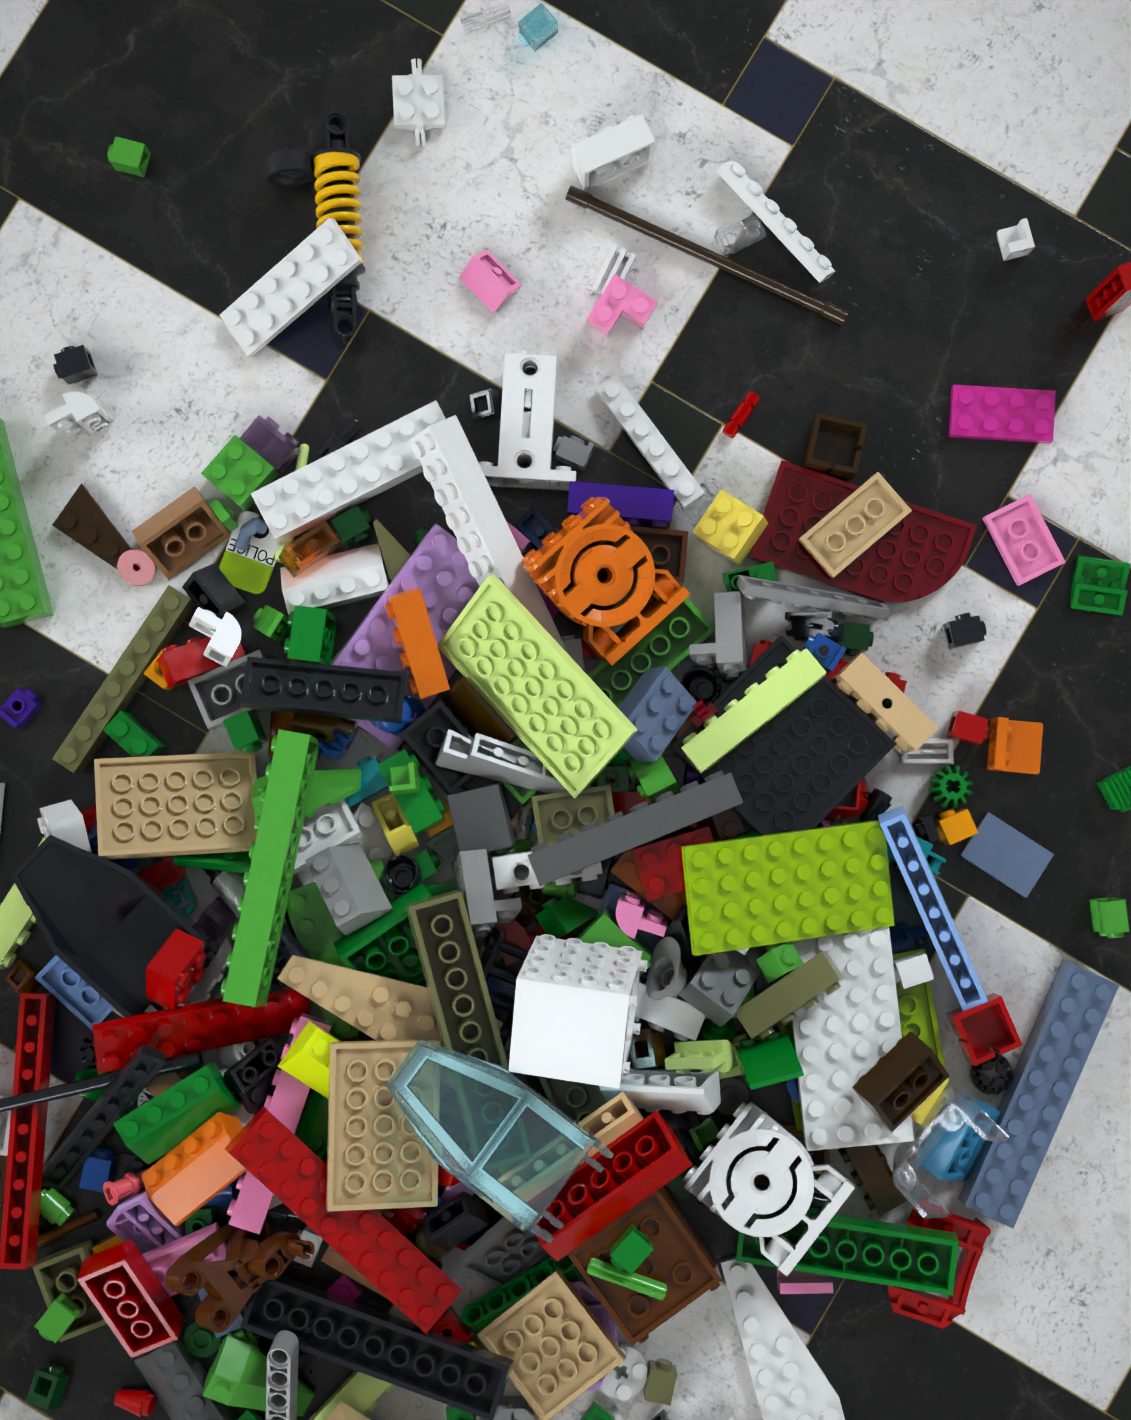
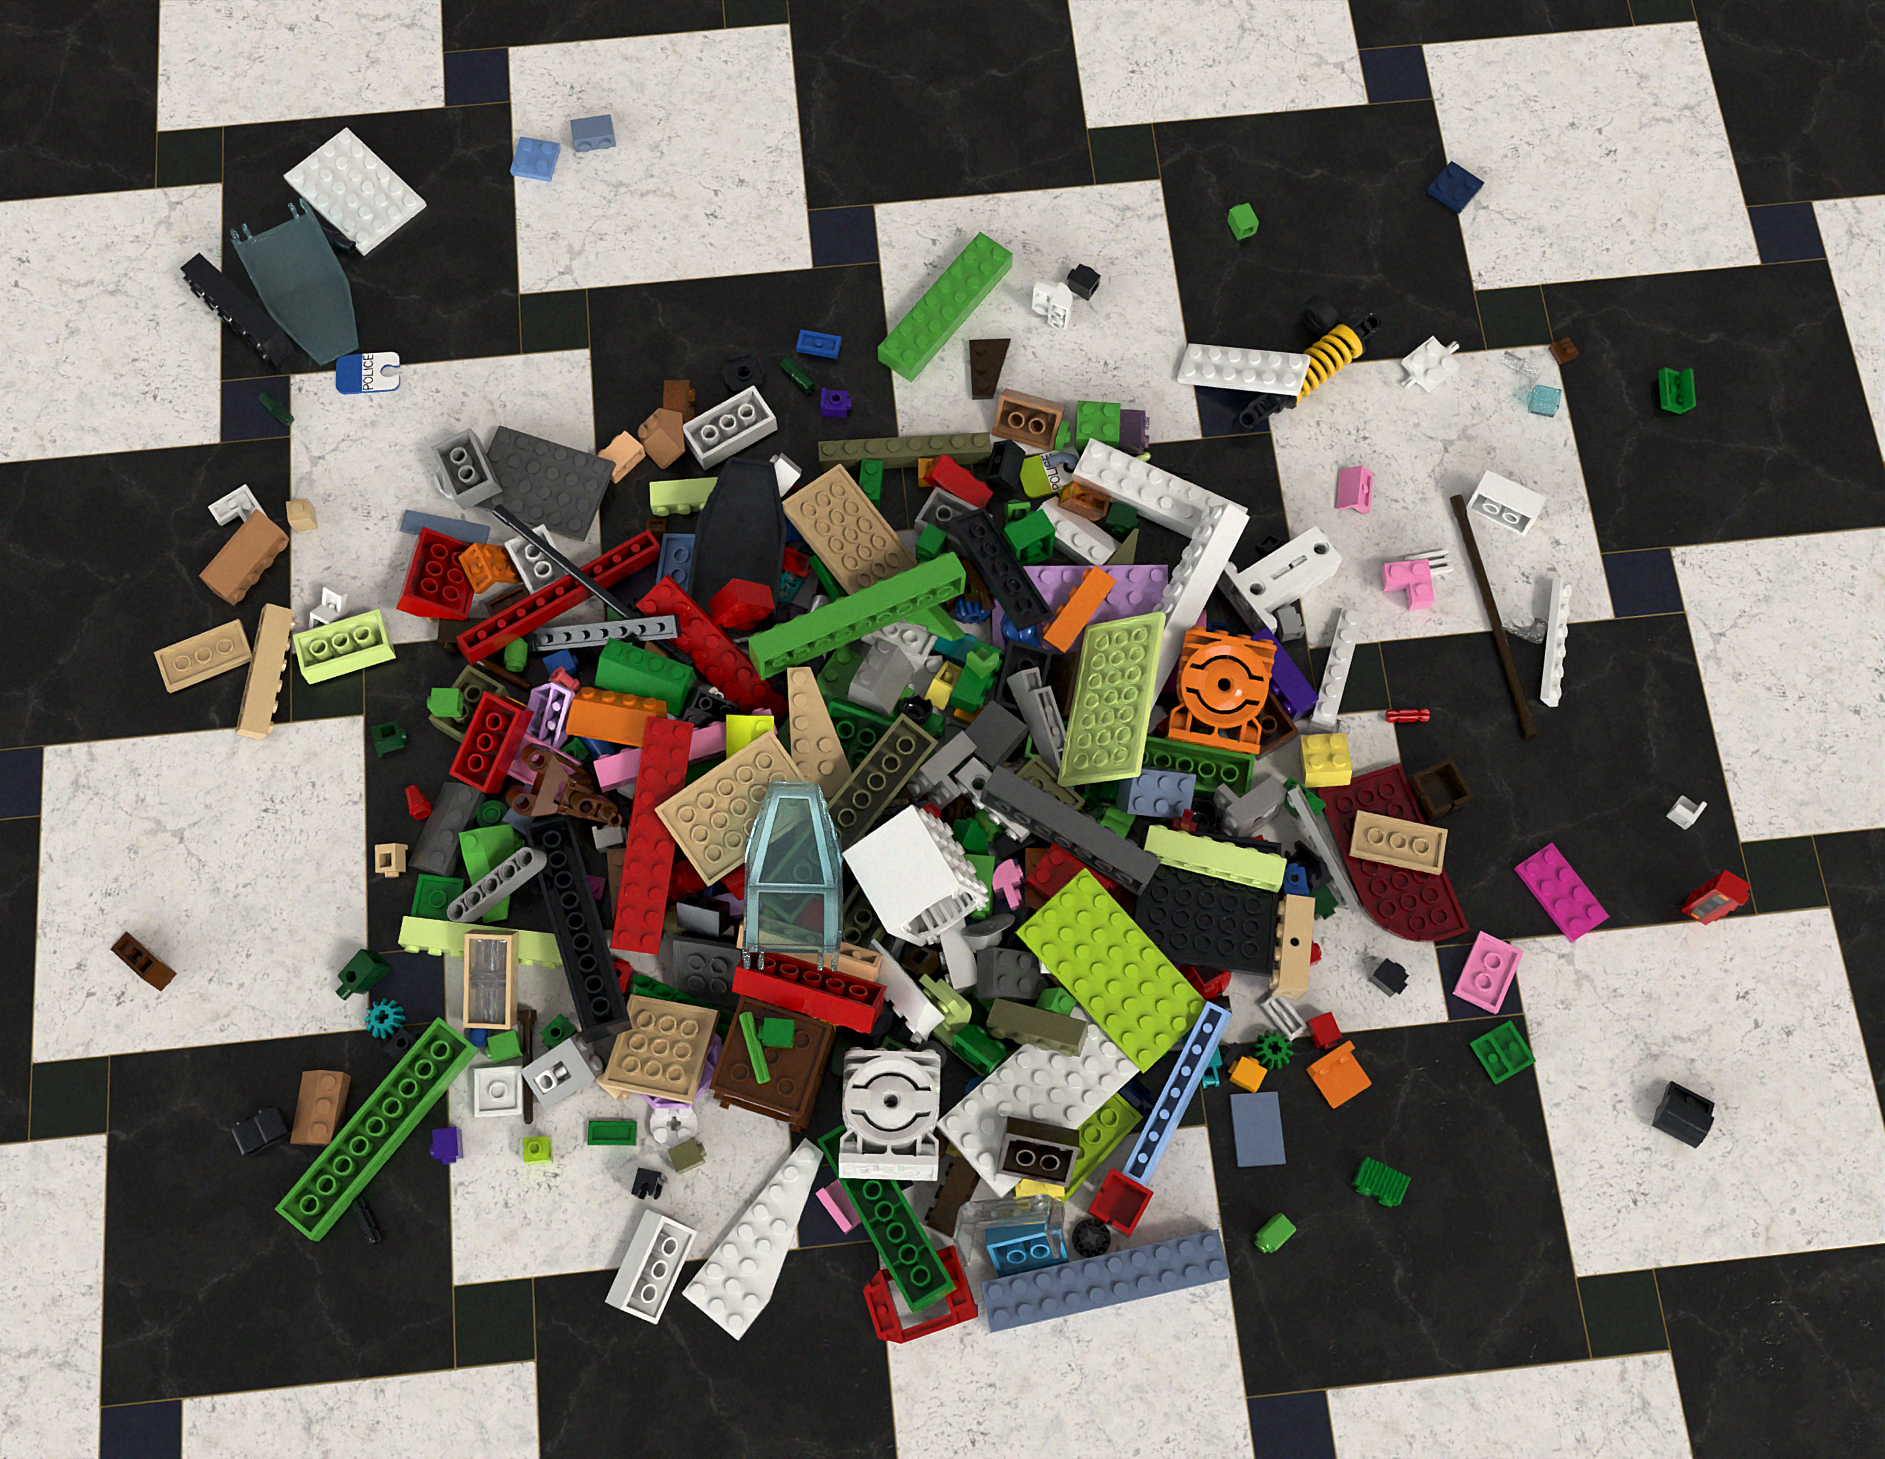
camera: 50 degrees right, 15 degrees down
(136, 567) = (983, 408): piece -> none
(224, 634) = (984, 482): white brick -> none
(912, 970) = (1120, 1114): white brick -> none

